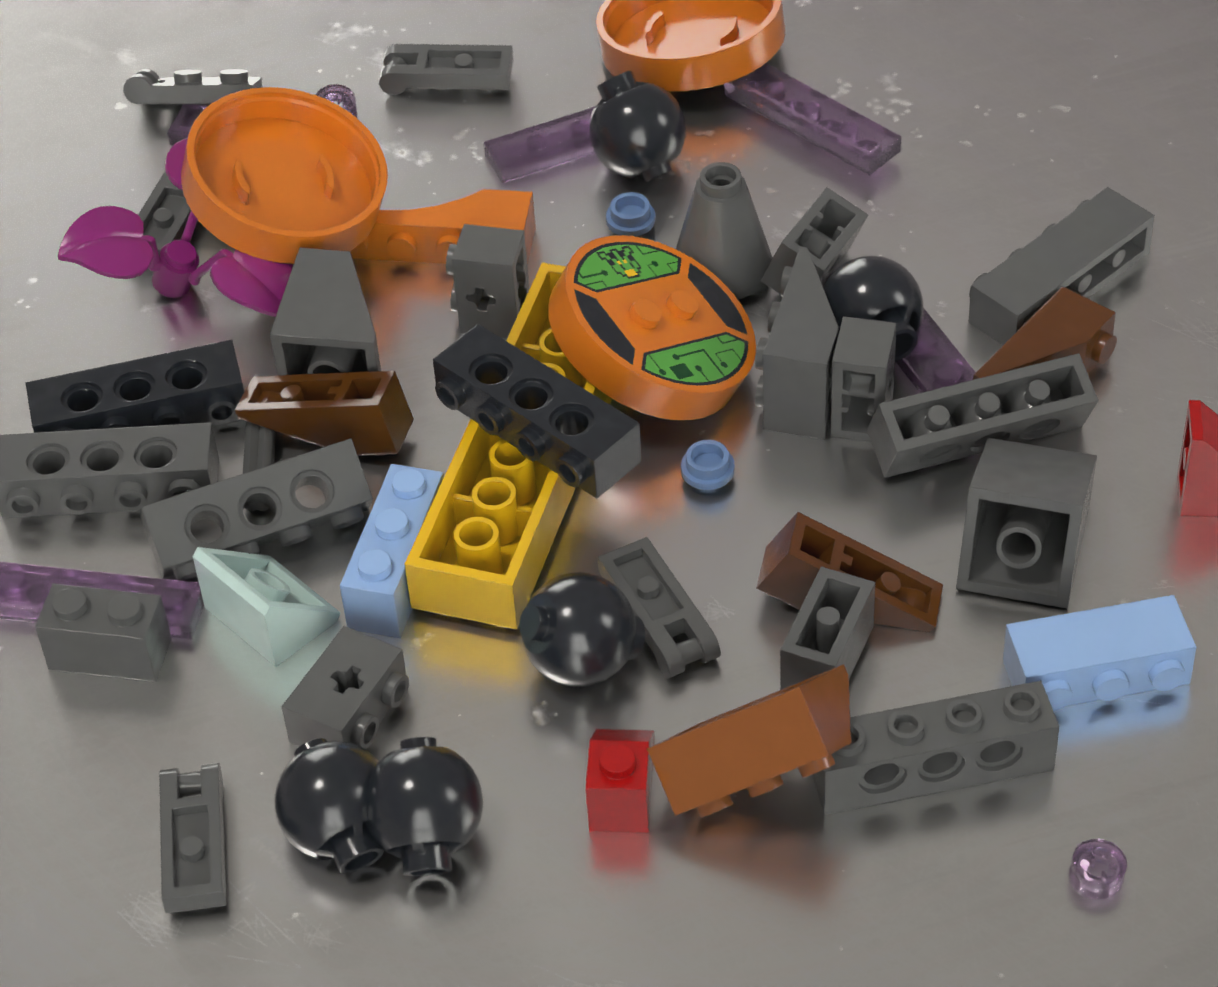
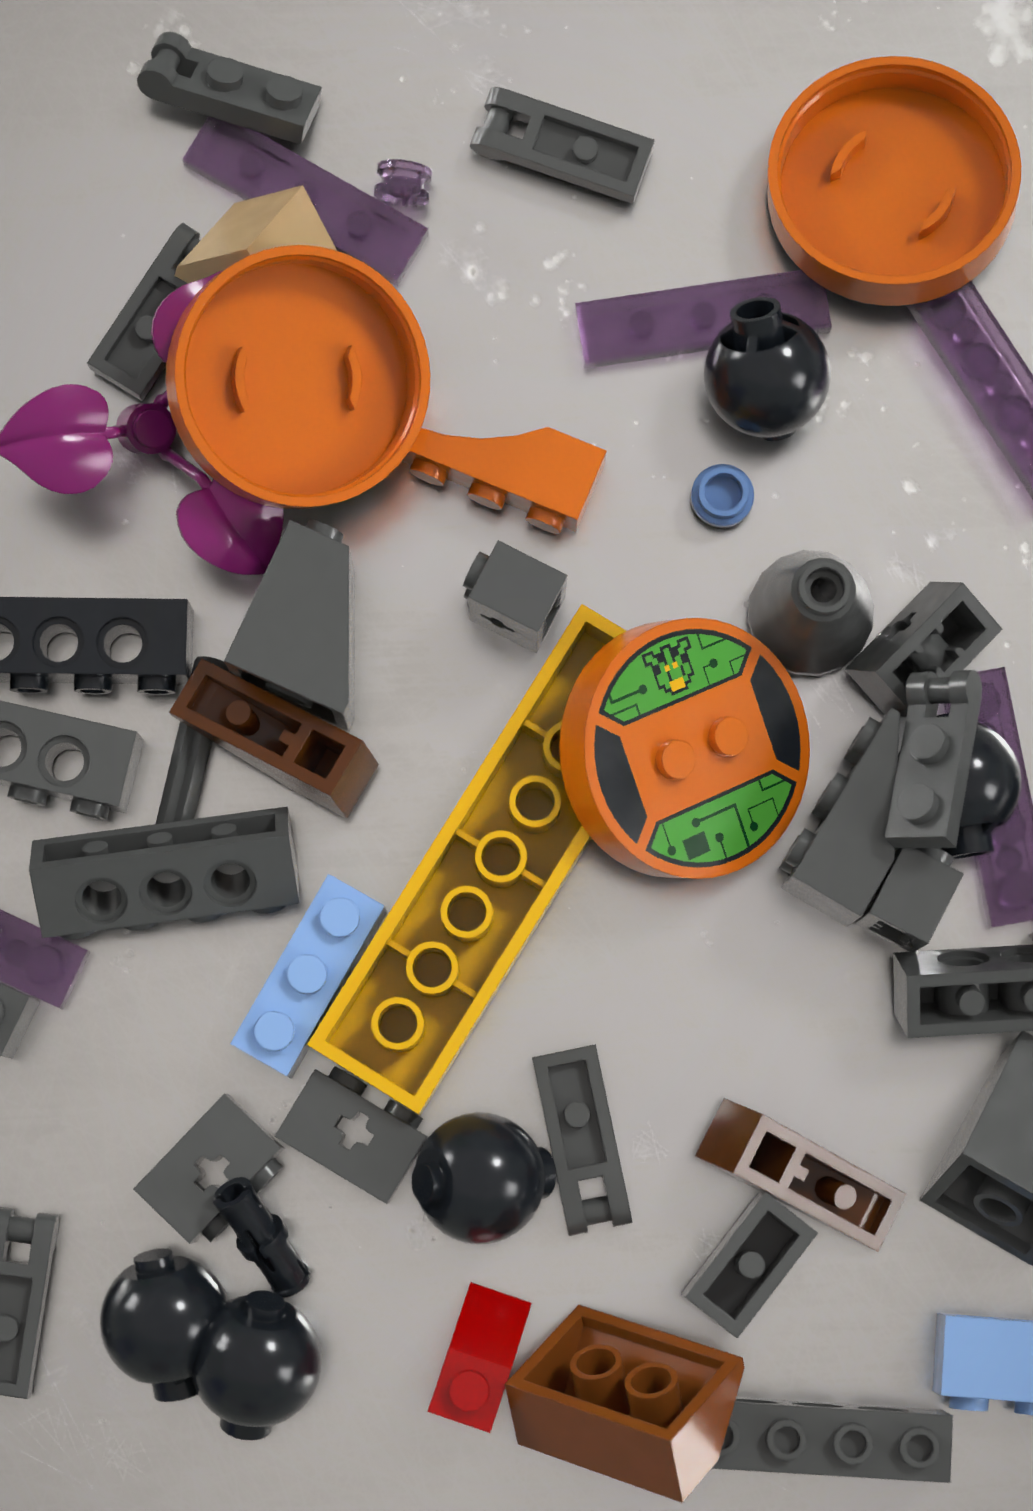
camera: 10 degrees right, 35 degrees up
(261, 601) = (153, 997): light aqua slope -> none
(376, 686) = (261, 1237): none -> black pin
(462, 645) = (314, 1132): none -> dark grey brick
(537, 411) = (464, 785): black brick -> none
(707, 465) = (697, 942): medium blue plate -> none
(844, 263) = (934, 760): none -> dark grey plate

